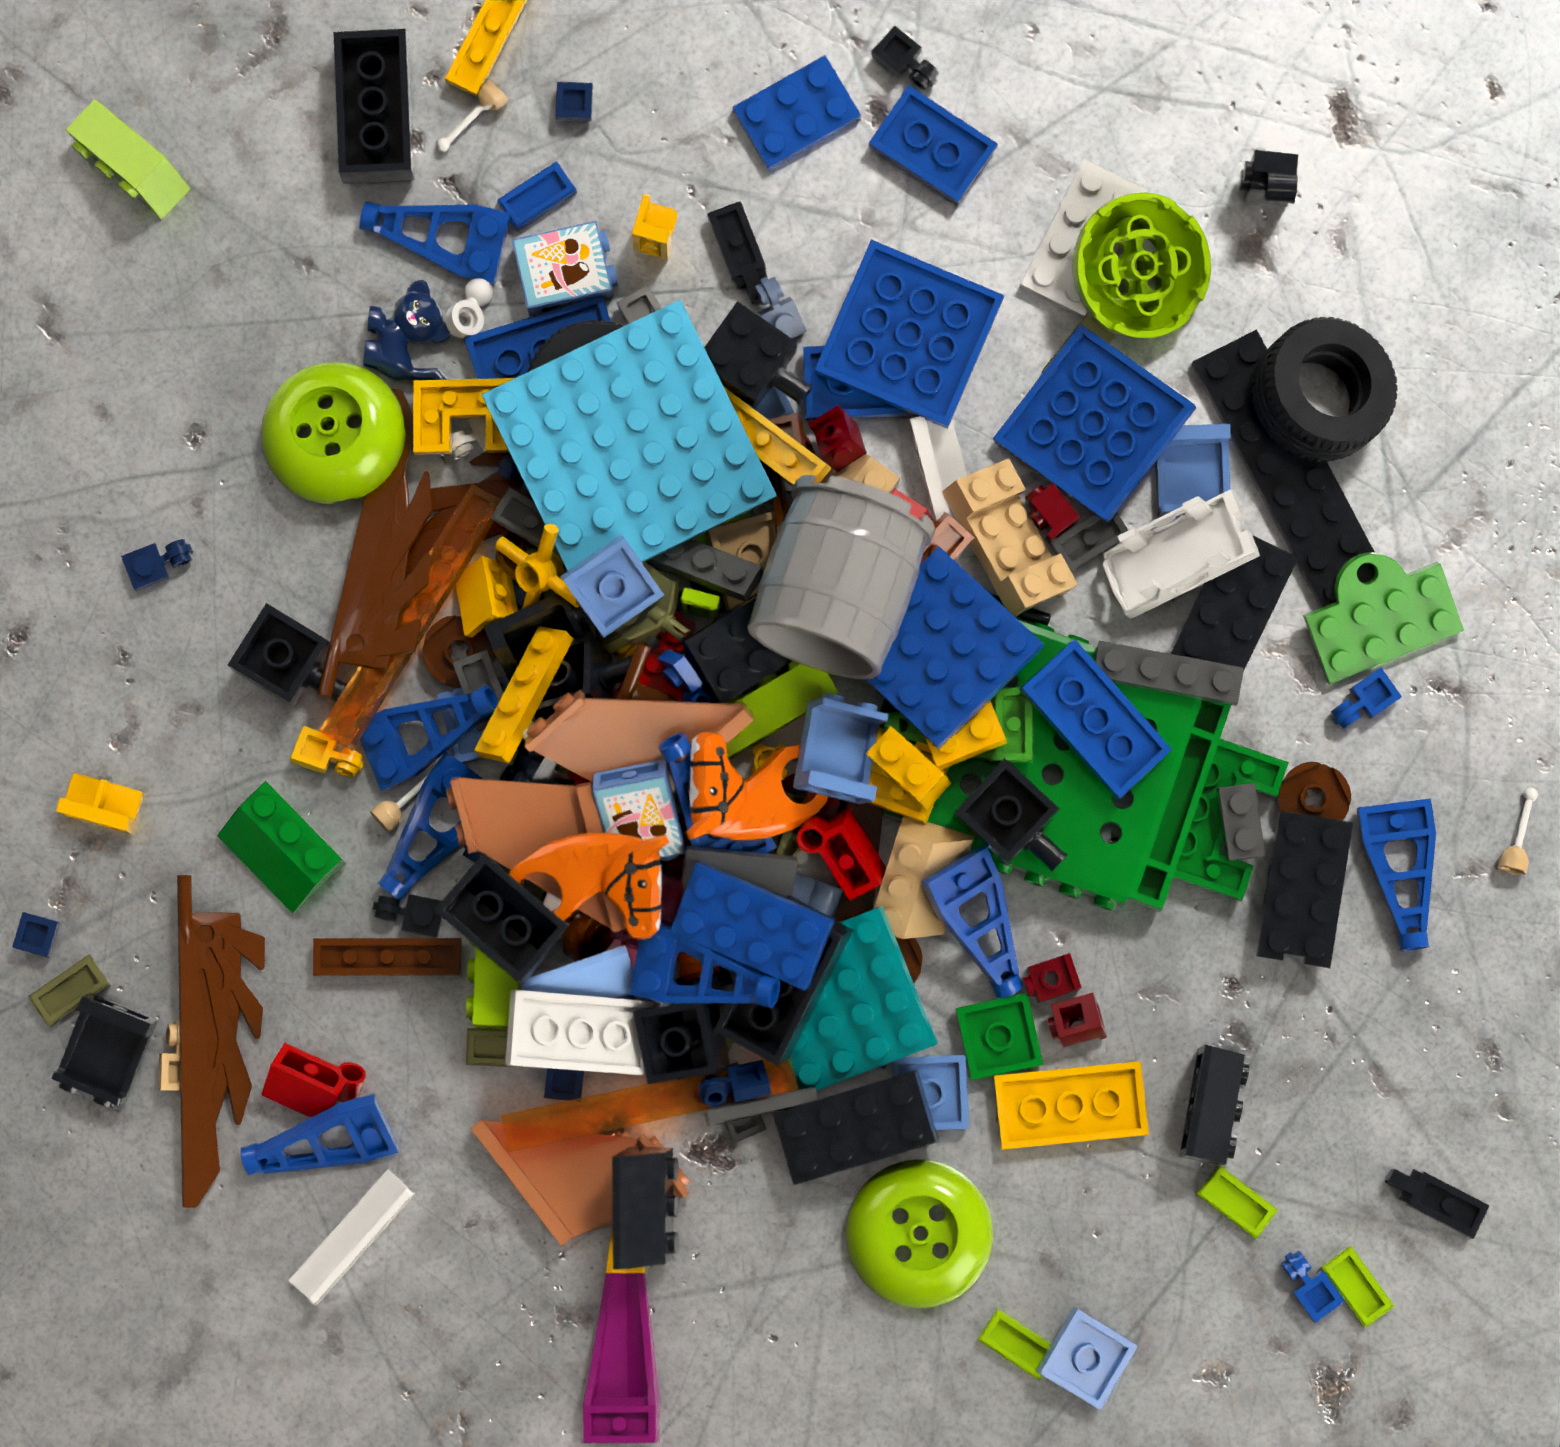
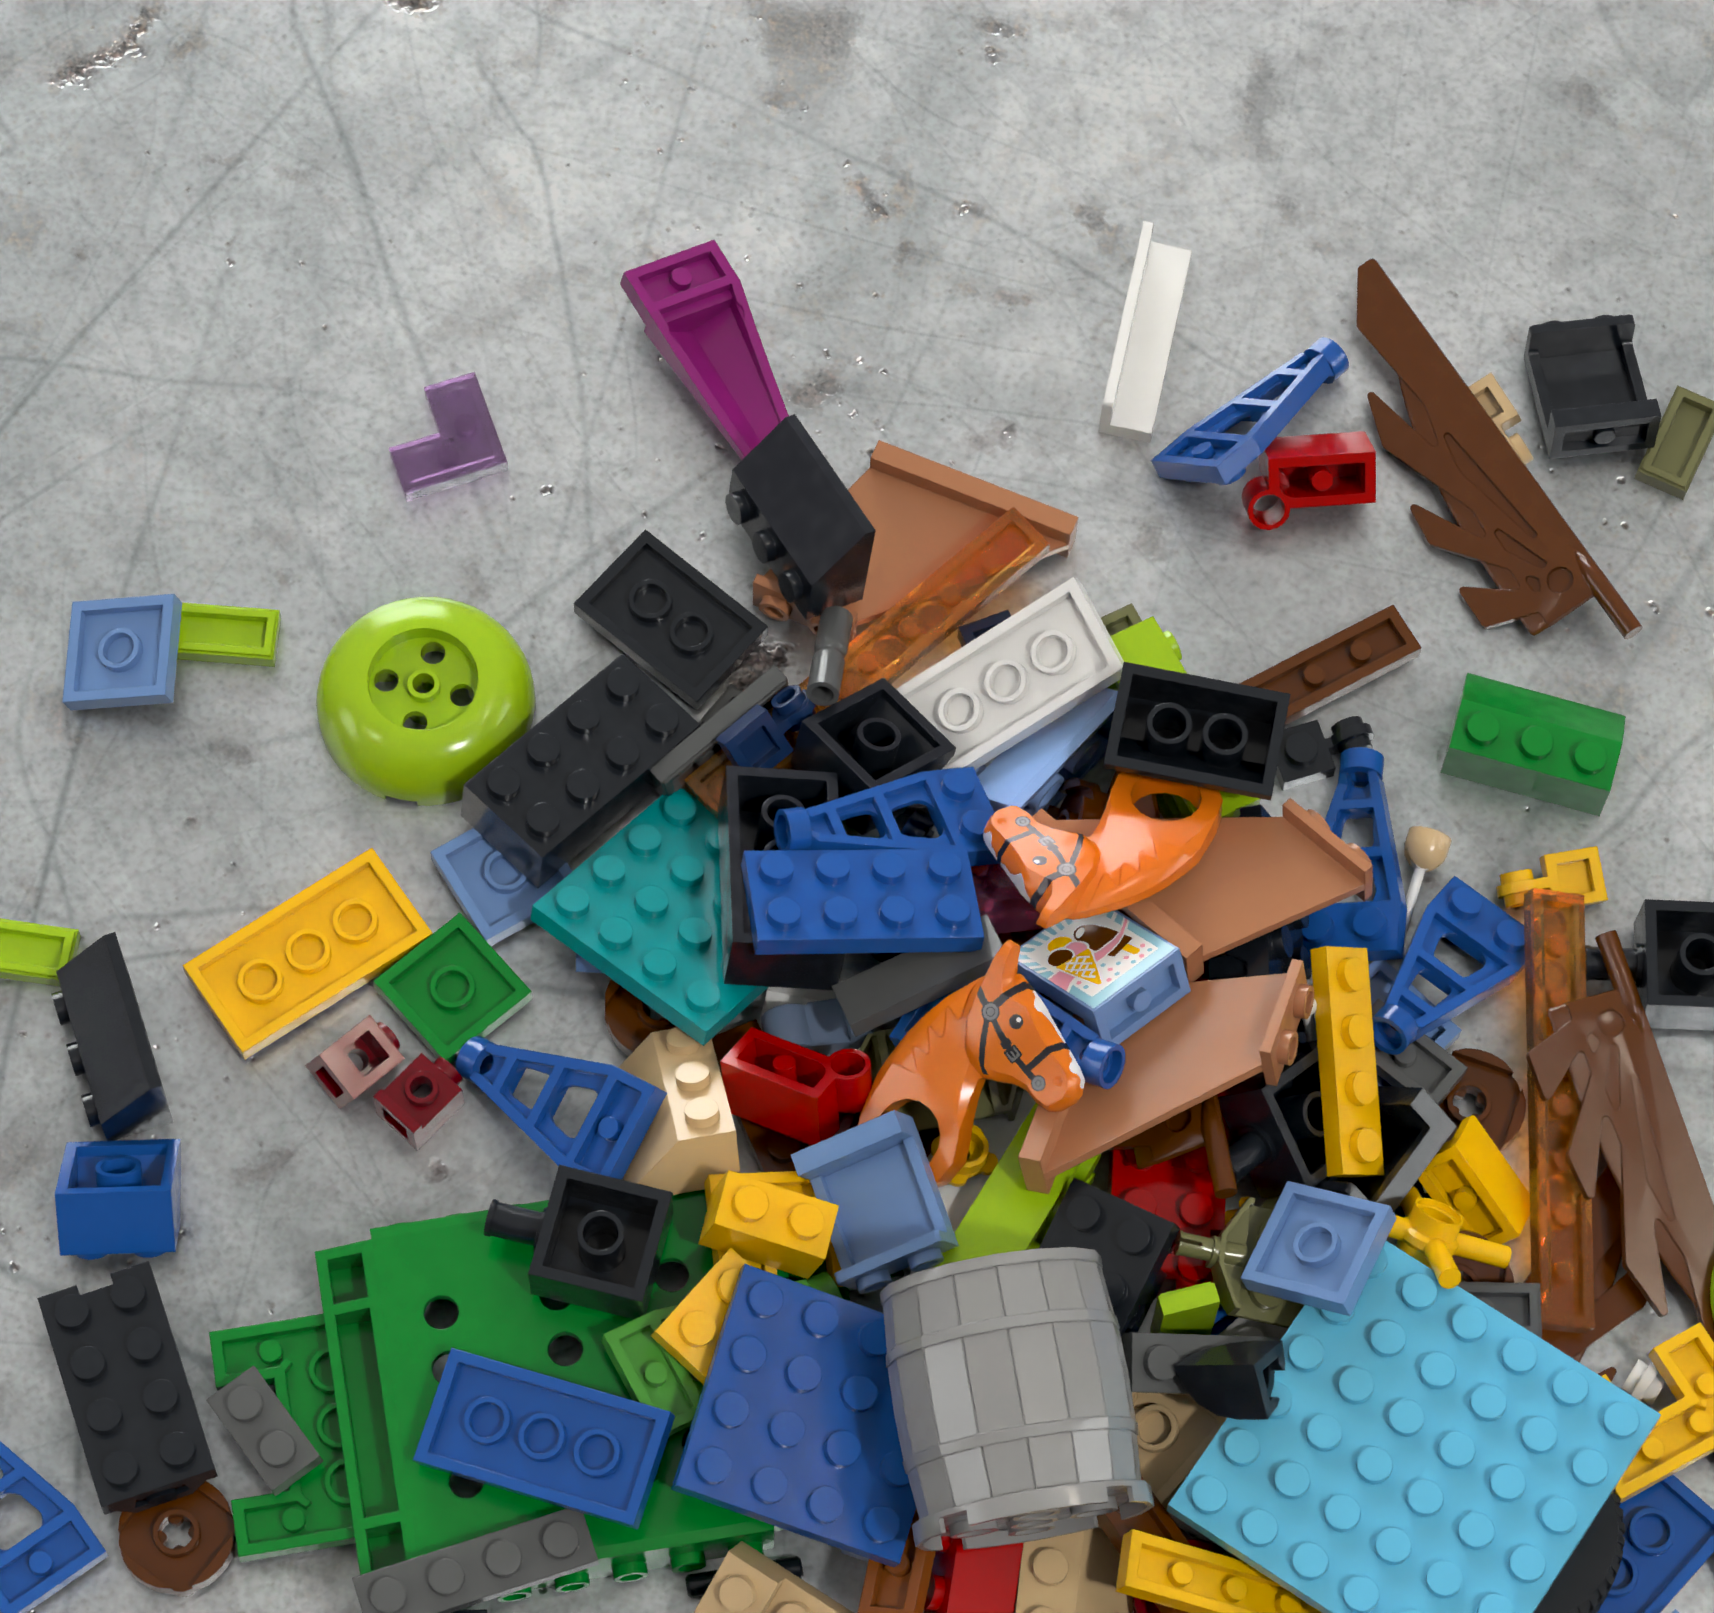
camera: 150 degrees right, 15 degrees down
(671, 1115) = (829, 656): none -> dark grey piece
(681, 674) = (1154, 1193): blue plate -> none
(702, 540) = (1234, 1378): none -> black brick
(747, 1204) = (671, 619): none -> black plate
(807, 1393) = (462, 448): none -> clear purple tile
(1252, 1013) = (119, 1198): none -> blue slope

